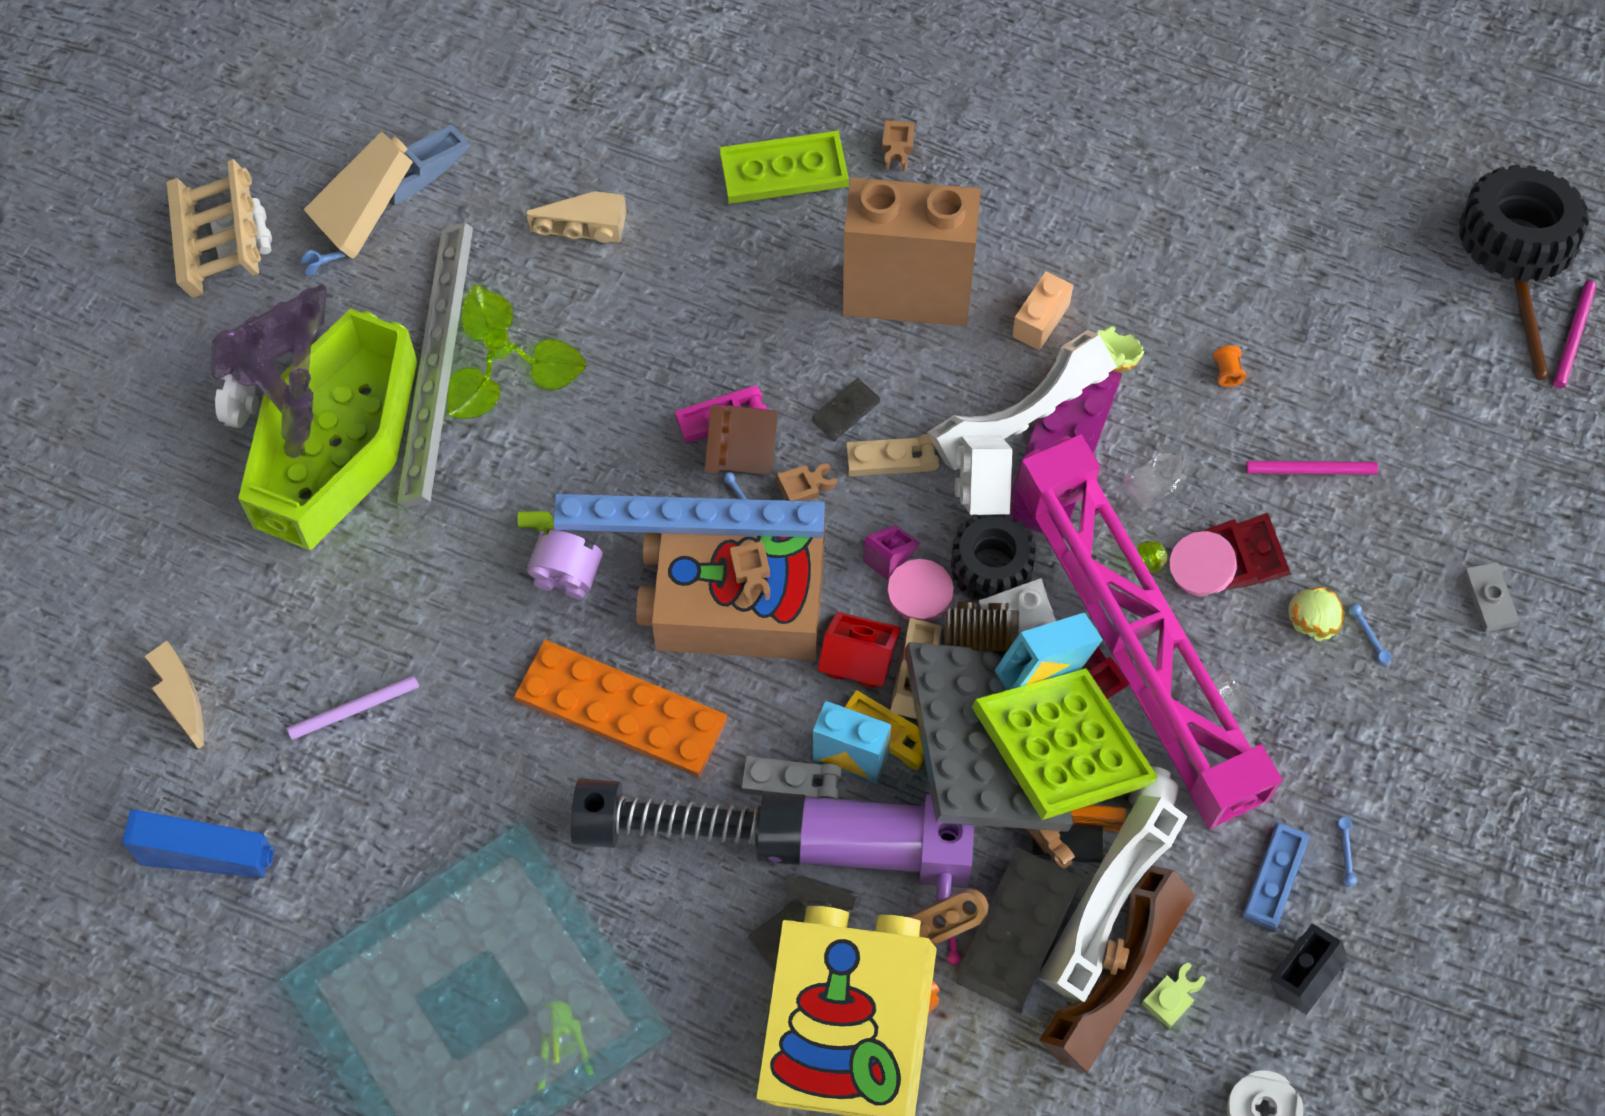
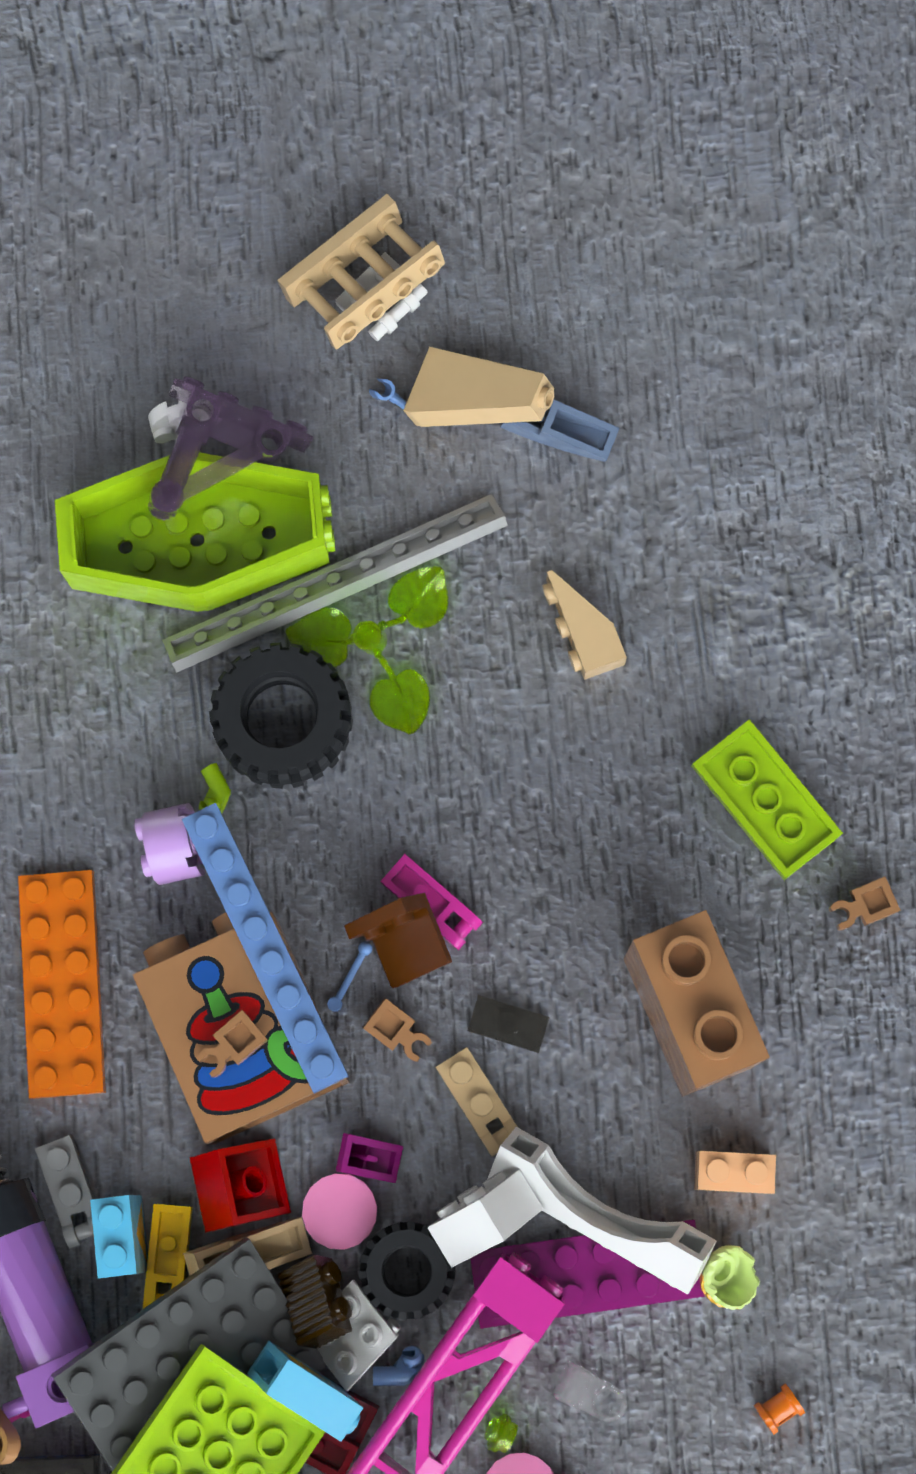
camera: 65 degrees right, 15 degrees up
(505, 405) = (273, 668): none -> black tyre
(1065, 600) = (402, 1371): none -> medium blue arm

